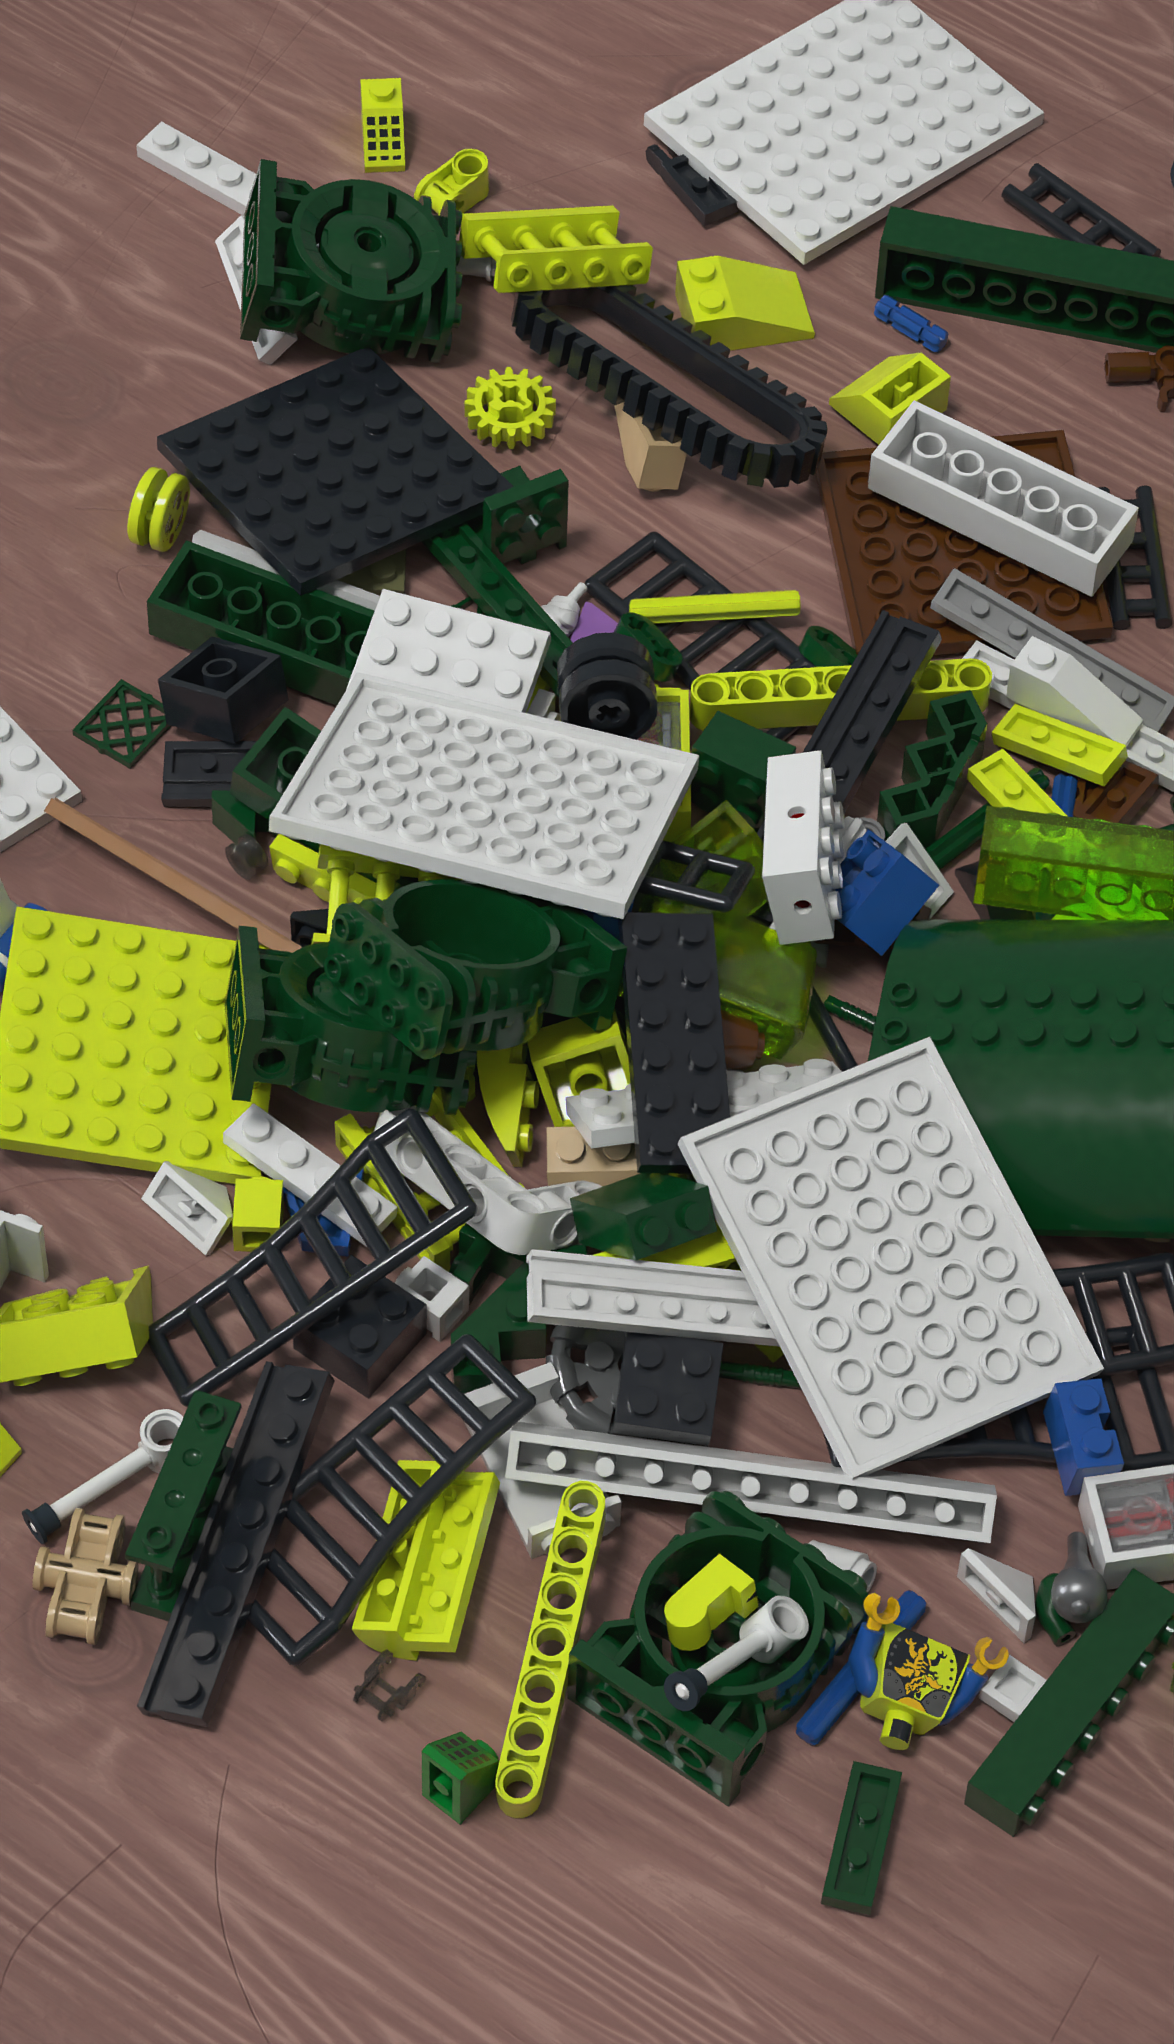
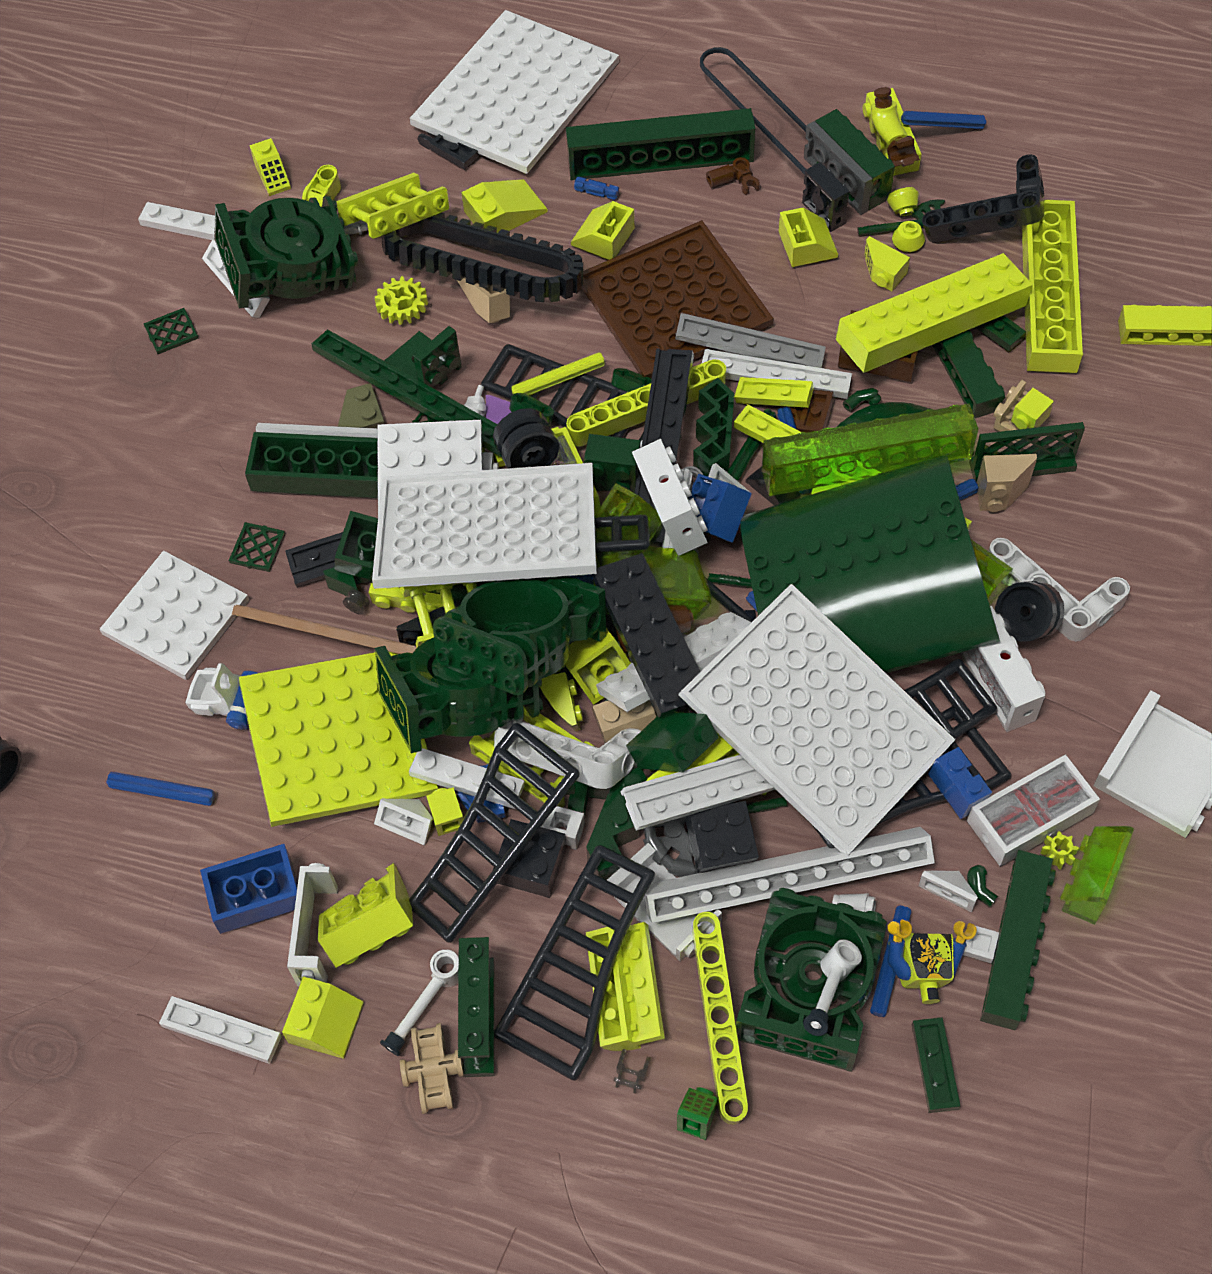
camera: 15 degrees left, 5 degrees up
(127, 363) = (162, 320): none -> dark green window
(158, 509) = (229, 418): neon yellow head -> none
(223, 690) = (307, 510): black brick -> none
(236, 1544) = (512, 1019): black plate -> none
(333, 469) = (319, 365): black plate -> none
(708, 1602) = (797, 957): neon yellow leg -> none
(1002, 498) = (689, 266): white brick -> none
(1065, 690) = (764, 360): white slope -> none
(1074, 203) = (655, 97): black bar -> none
(1078, 1590) = (995, 874): flat silver piece -> none
(1151, 572) = (768, 265): black bar -> none

